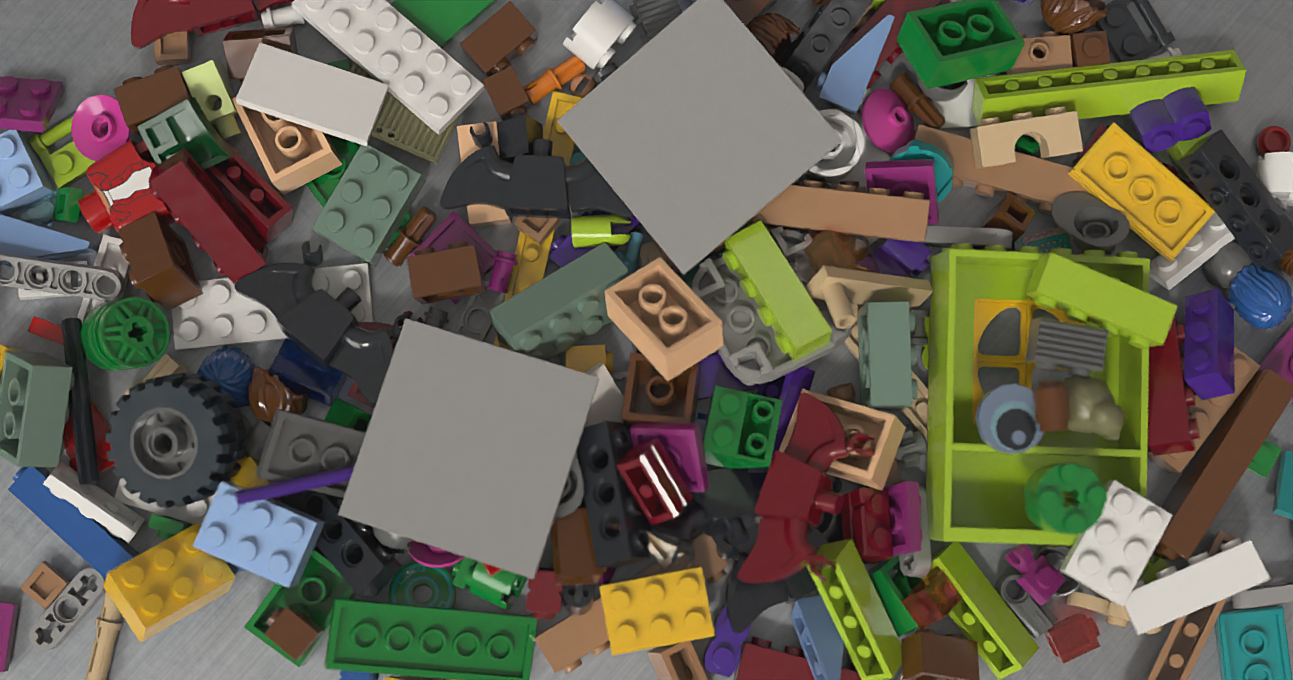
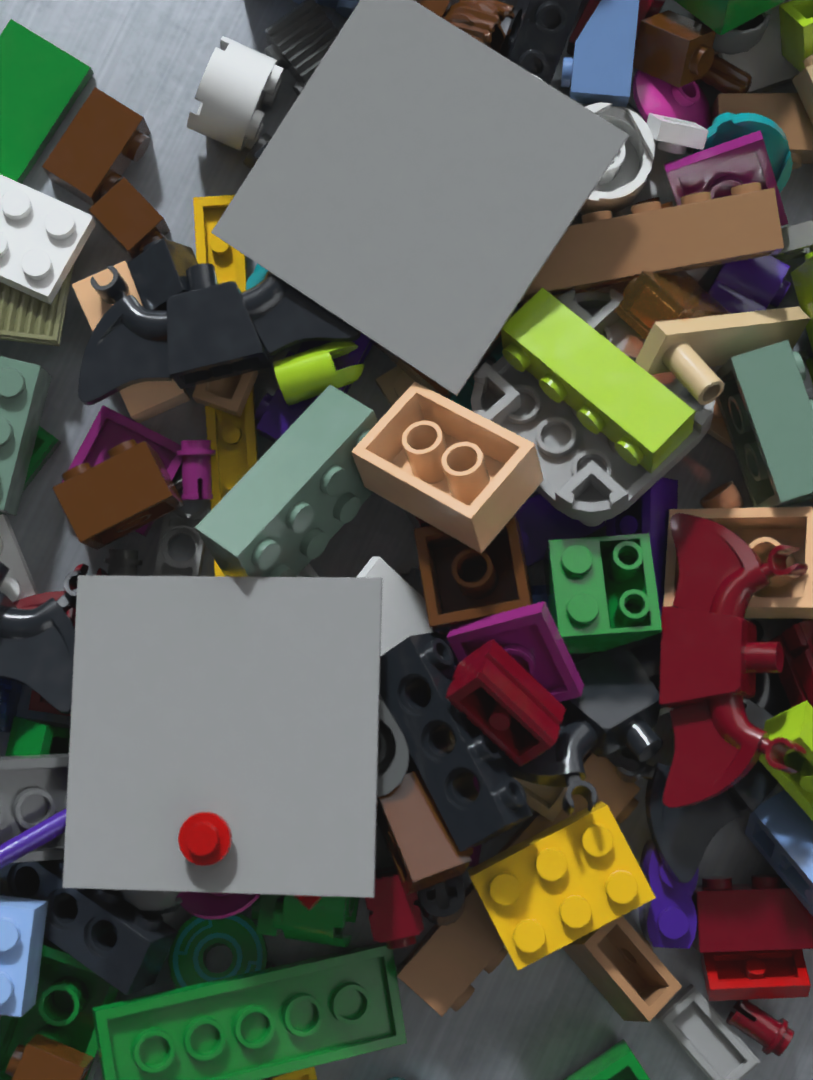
camera: 20 degrees left, 0 degrees up
(410, 236) = (52, 458): reddish brown axle -> none
(437, 510) = (205, 838): none -> red plate
(554, 79) = (190, 180): orange axle -> none
(577, 81) = (223, 174): nougat hinge -> none
(585, 357) = (351, 554): yellow brick -> none
(631, 256) = (372, 388): medium azure plate -> none
(880, 144) = (676, 134): none -> white plate
(897, 86) = (674, 48): none -> reddish brown brick

